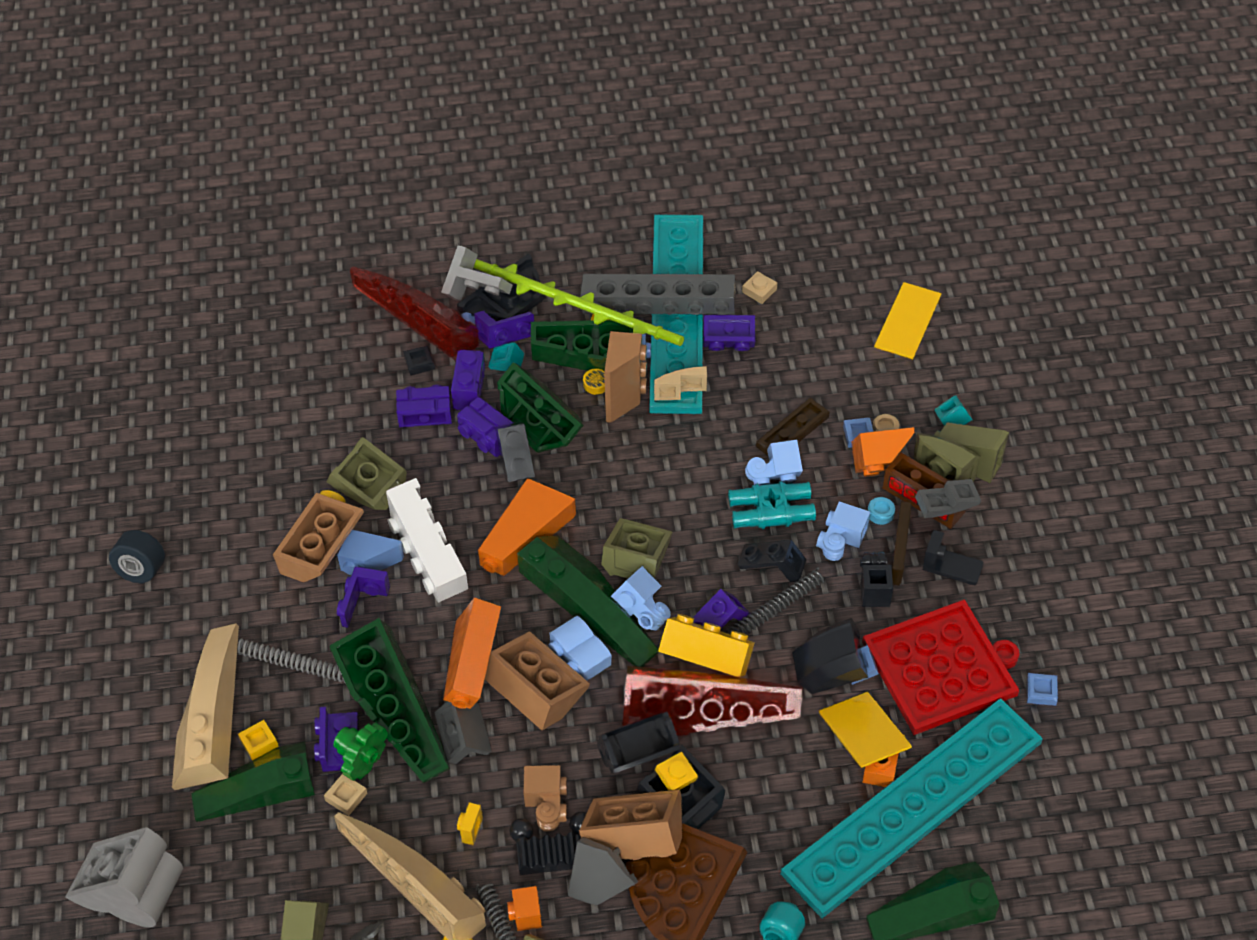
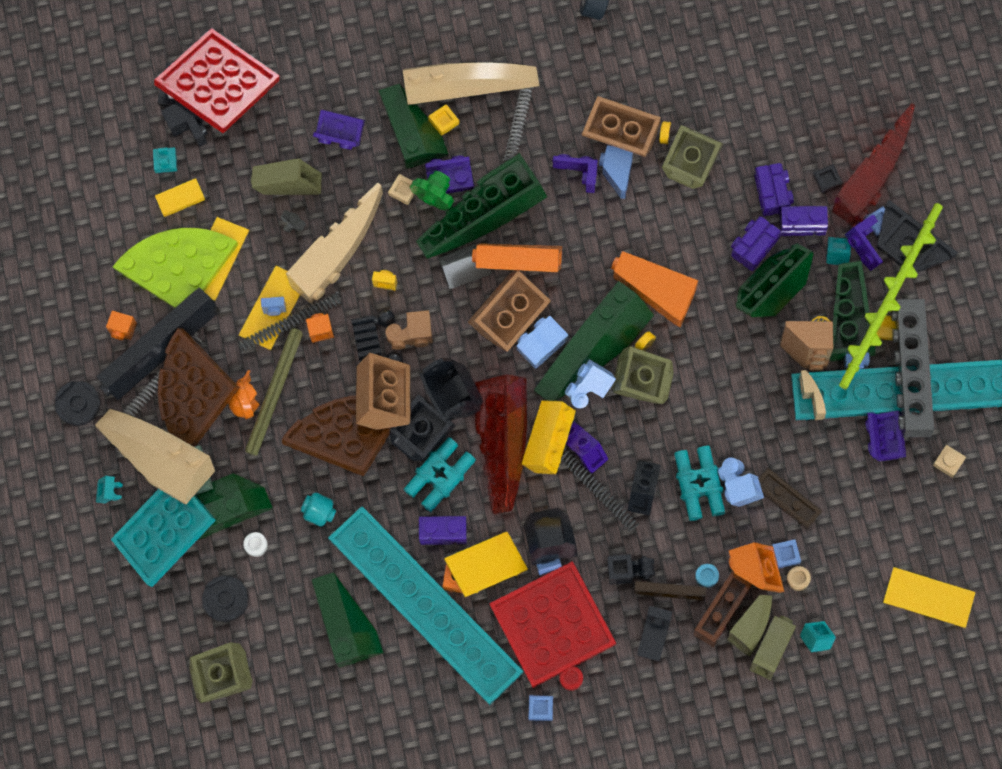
camera: 90 degrees right, 20 degrees up
(127, 877) = (318, 53): light grey brick -> none
(241, 867) = (339, 129): none -> dark purple bracket
(425, 541) = (629, 211): white wedge -> none
(462, 276) = (914, 200): light grey bracket -> none
(514, 451) = (723, 266): black brick -> none
(593, 543) = (645, 341): none -> yellow tile
(598, 873) = (343, 373): dark grey slope -> none
(676, 772) = (427, 420): yellow plate -> none
(742, 788) = (438, 463): none -> teal pin
(818, 775) = (443, 530): none -> dark purple brick
(845, 526) = (683, 542): light blue brick -> none
(953, 498) = (702, 622): dark grey slope -> none

